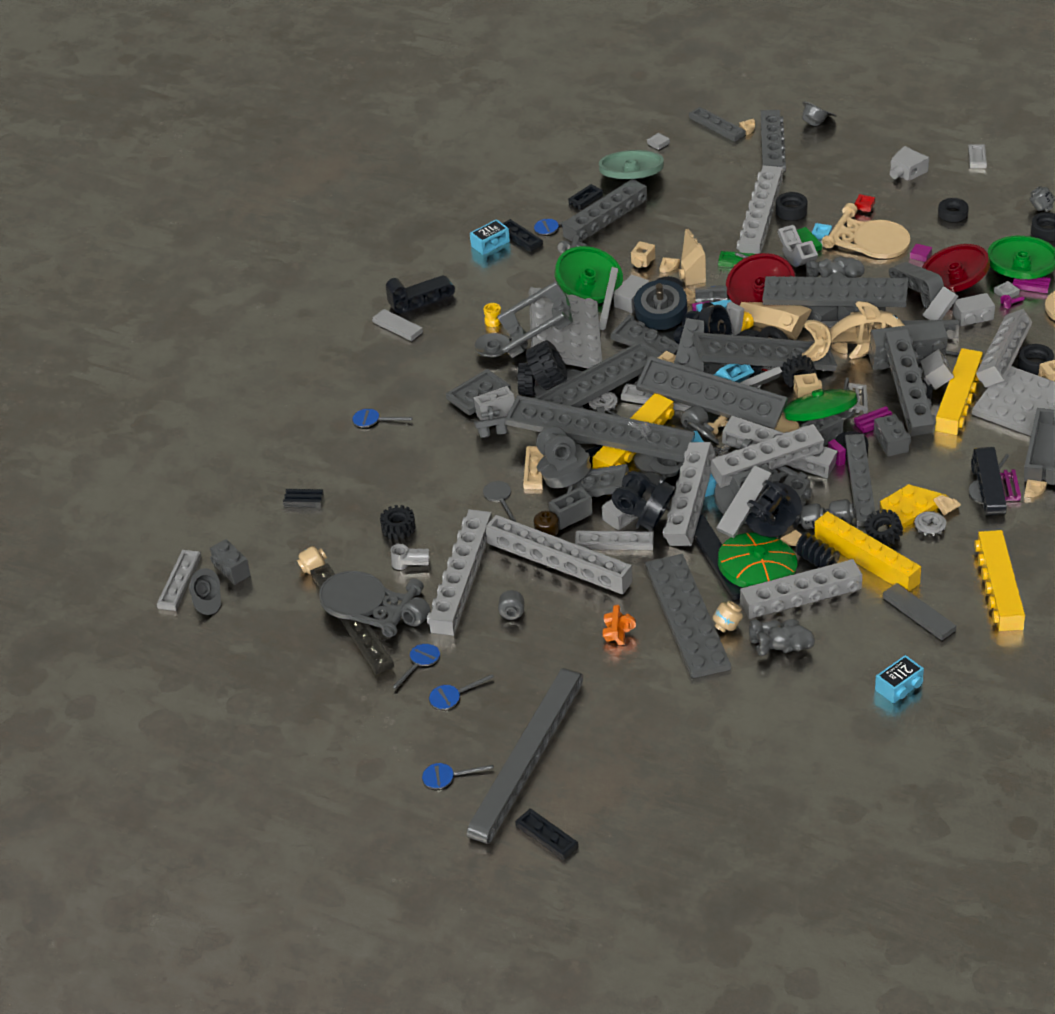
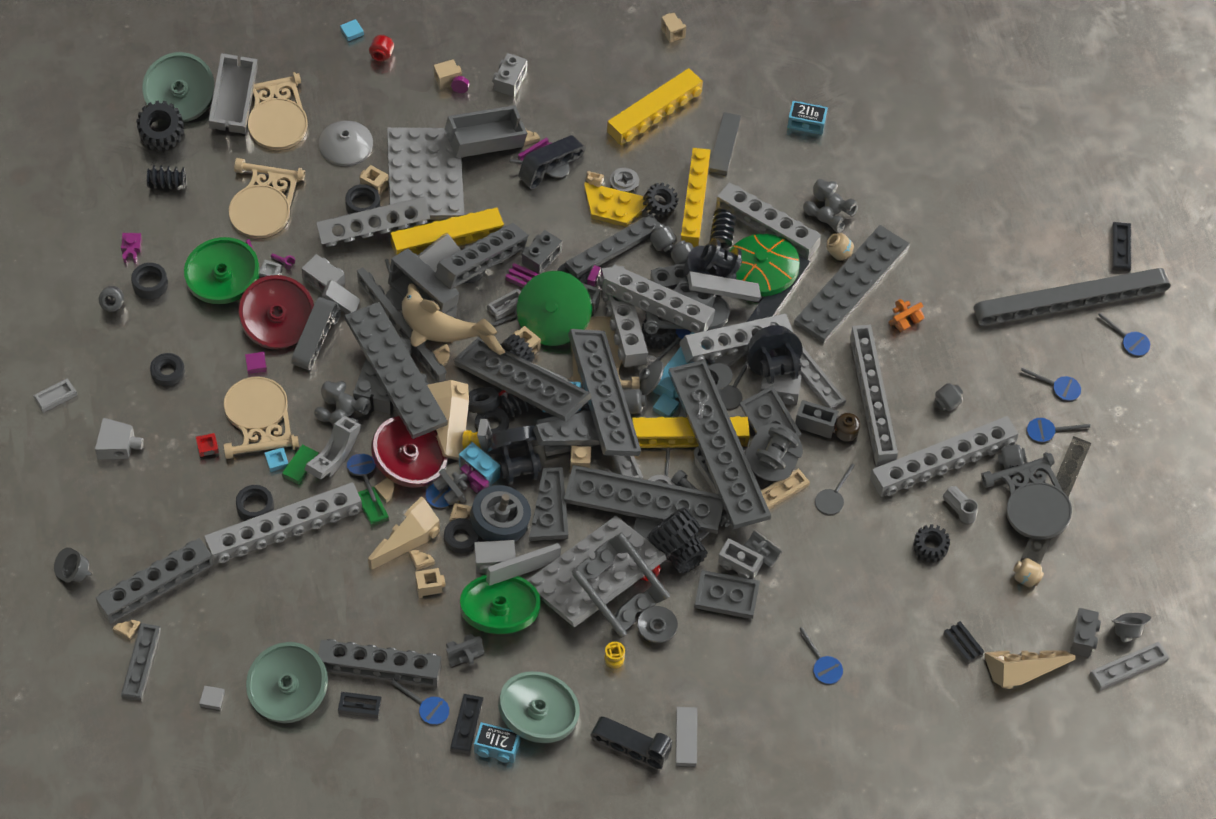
camera: 135 degrees left, 15 degrees up
(248, 513) = (1018, 669): none -> tan wedge
(491, 259) = (538, 707): none -> sand green dish

